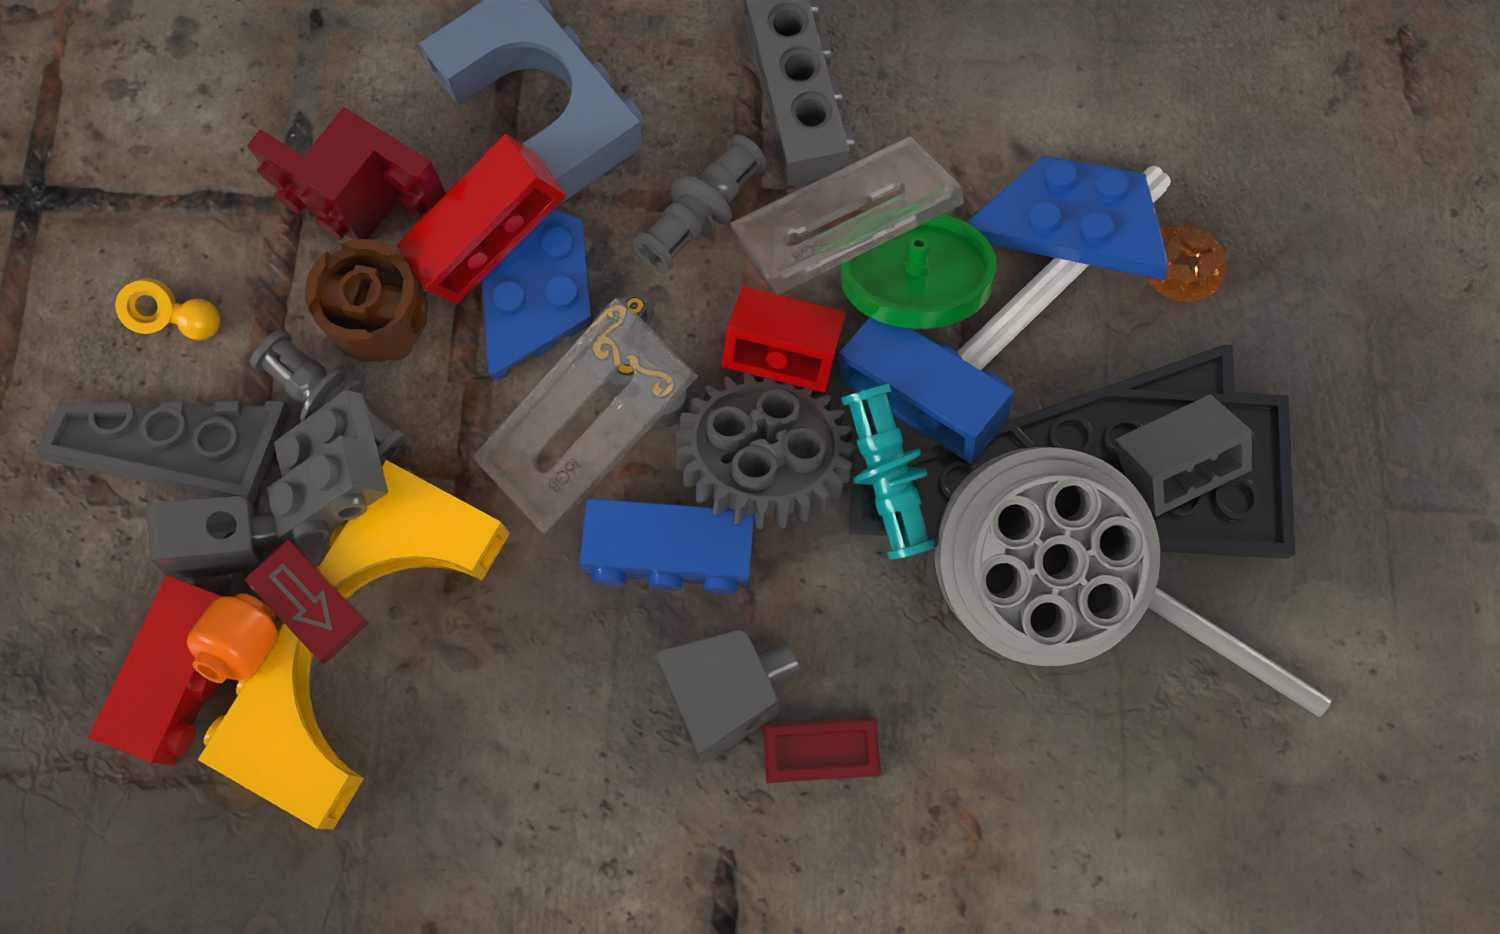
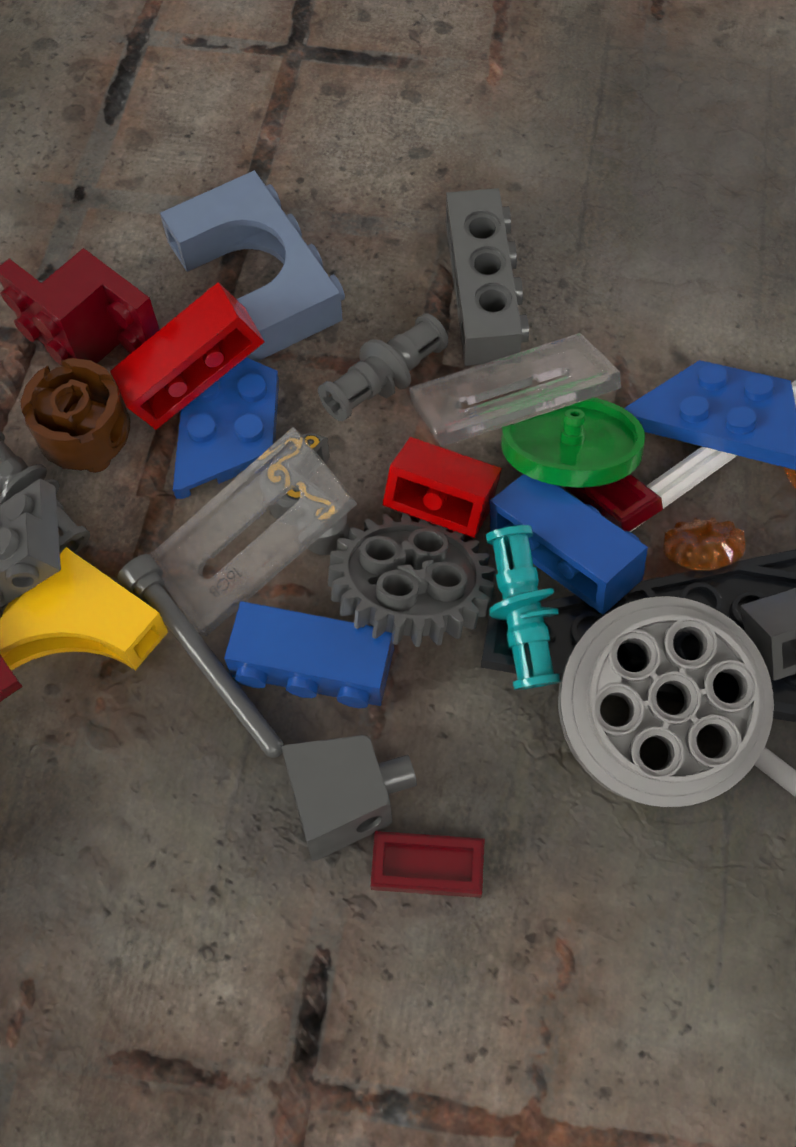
camera: 10 degrees right, 10 degrees down
(476, 483) = (144, 580): none -> dark grey piece
(981, 337) = (623, 502): none -> dark red tile
(1088, 377) = (719, 544): none -> clear orange gear

